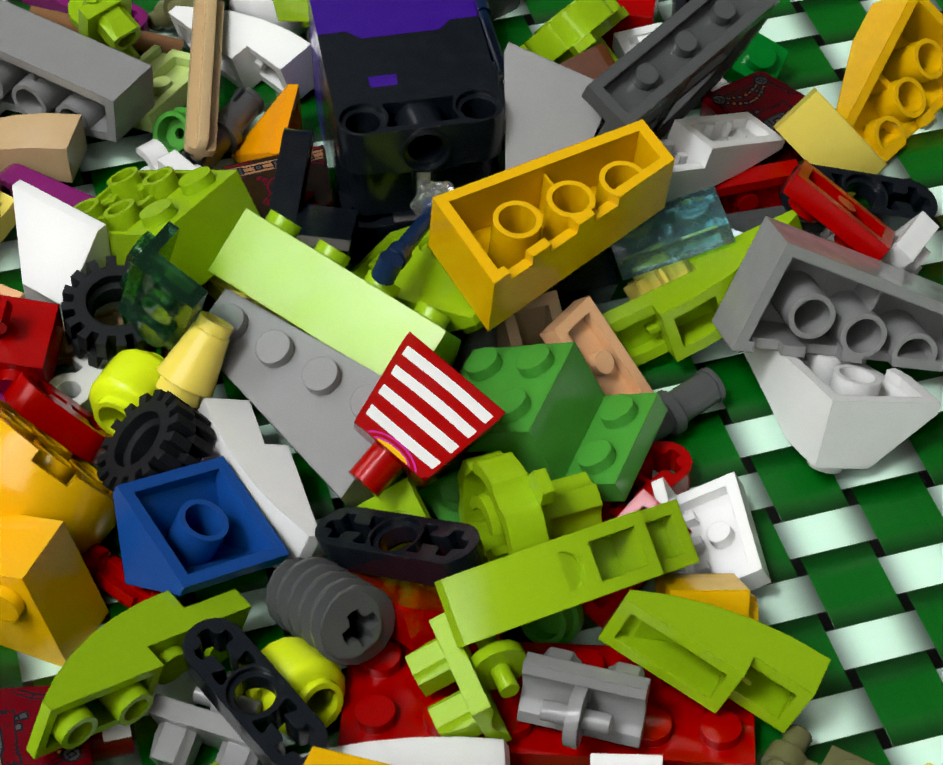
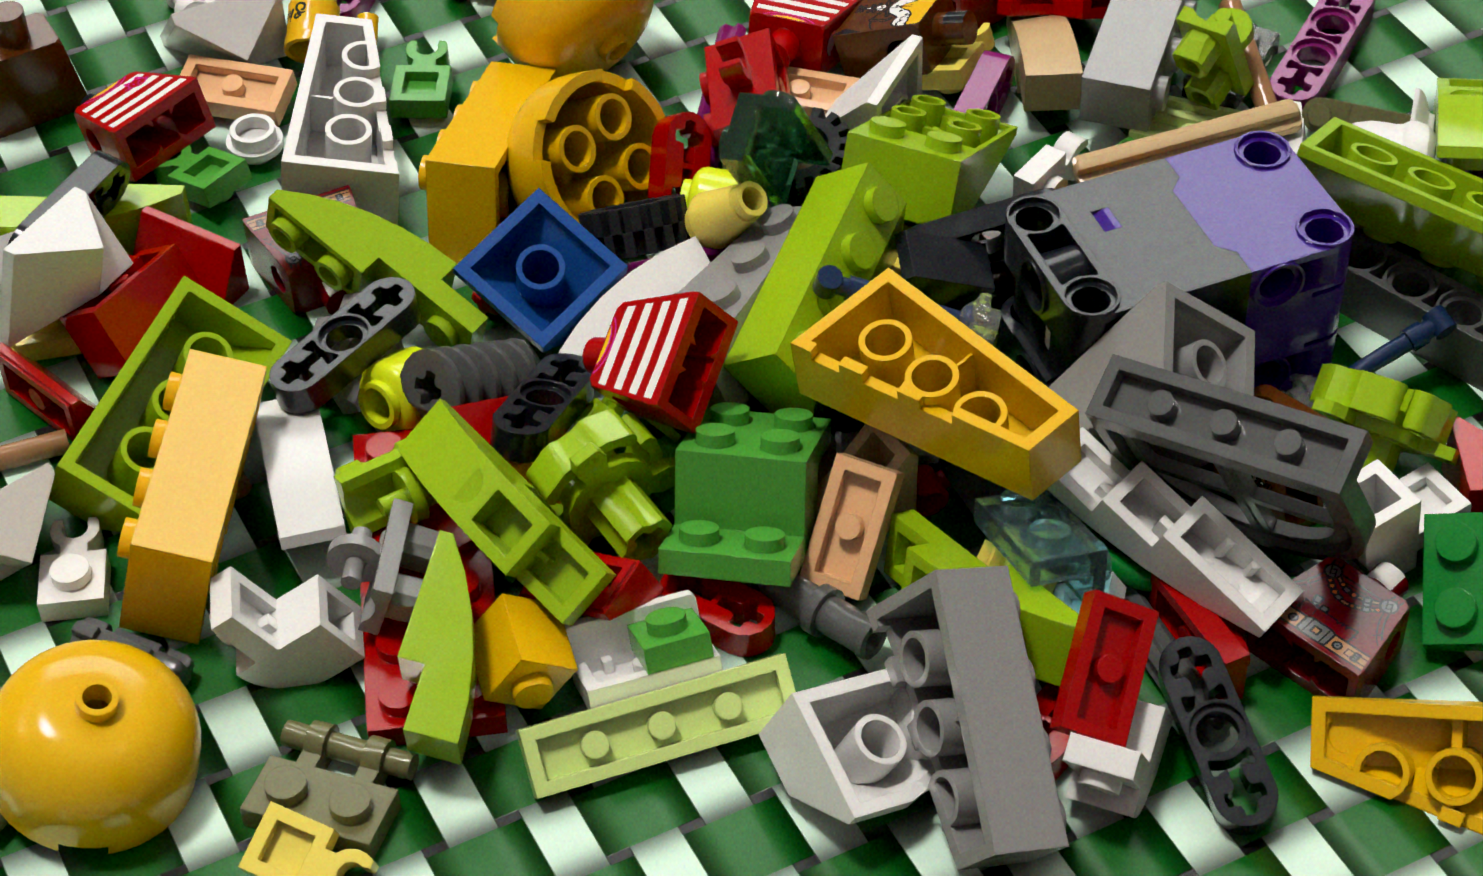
camera: 80 degrees right, 0 degrees up
(710, 502) = (670, 639): none -> bright green plate
(789, 542) = (654, 726): none -> yellowish green plate
(826, 137) = (1271, 675): light yellow slope -> none

